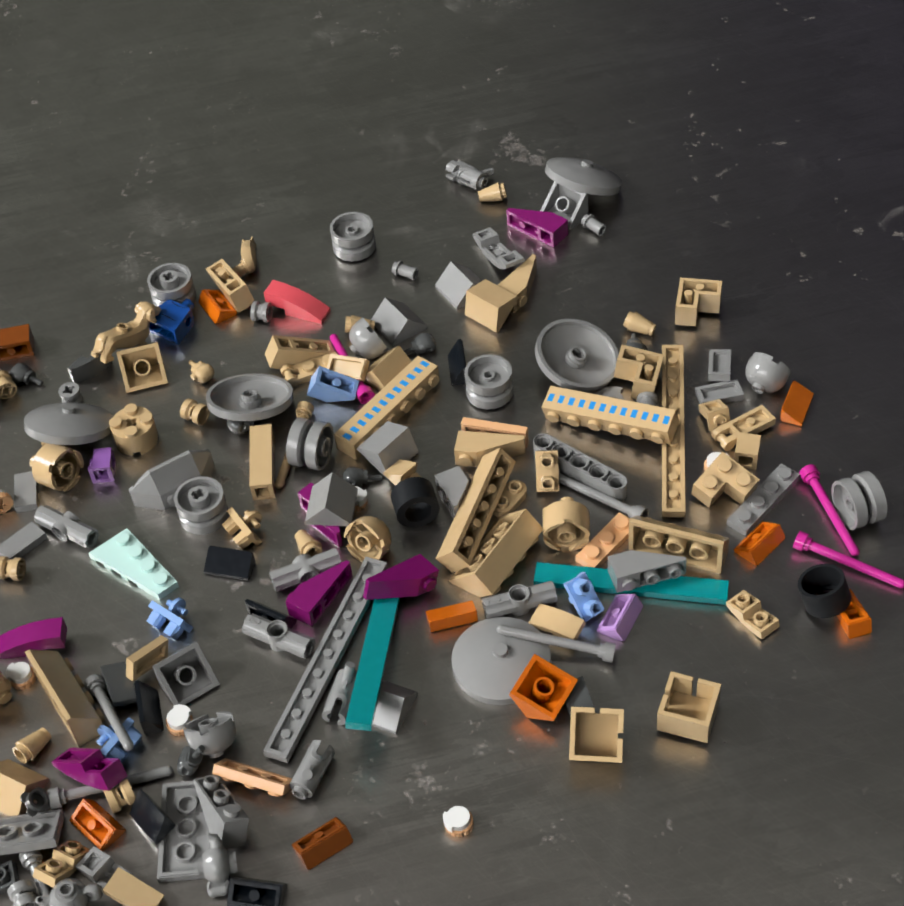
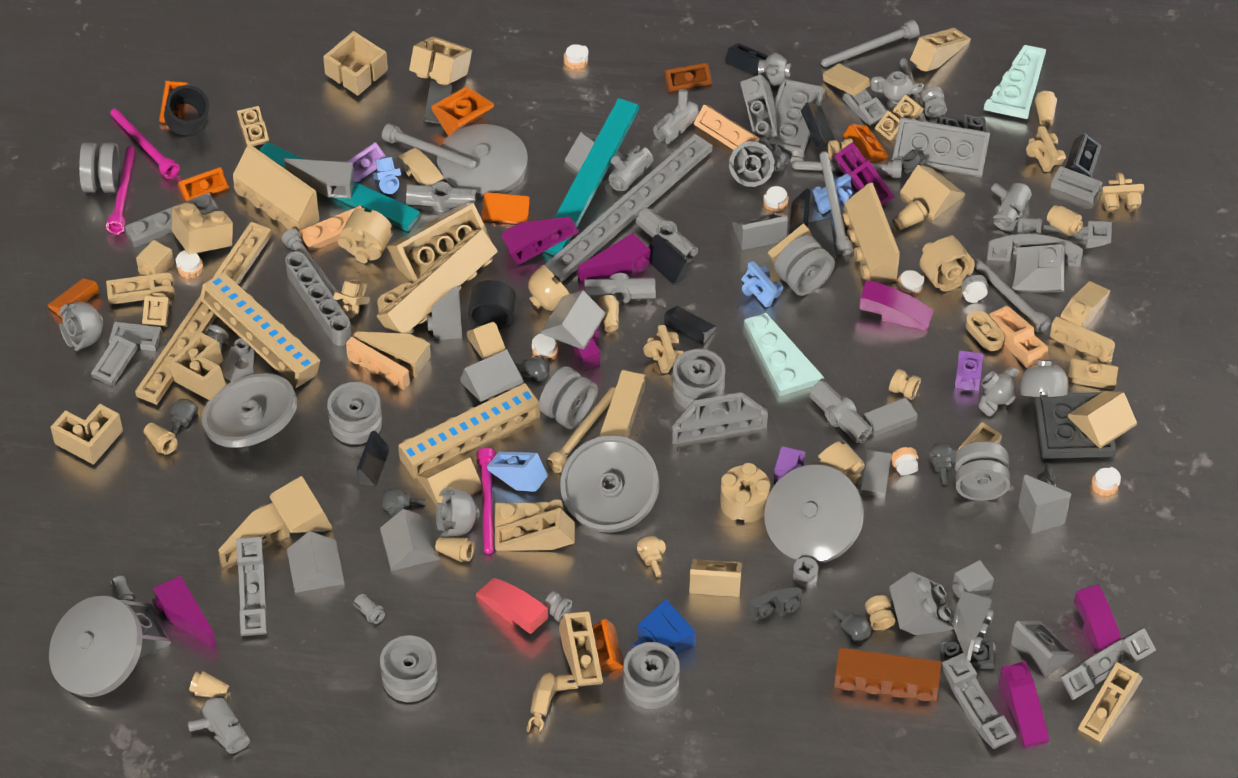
camera: 165 degrees left, 5 degrees up
(124, 632) = (804, 265): none -> light grey wheel
(126, 334) = (723, 605): tan animal -> none
(193, 411) = (672, 497): tan wheel -> none
(349, 366) = (492, 482): tan tile -> none

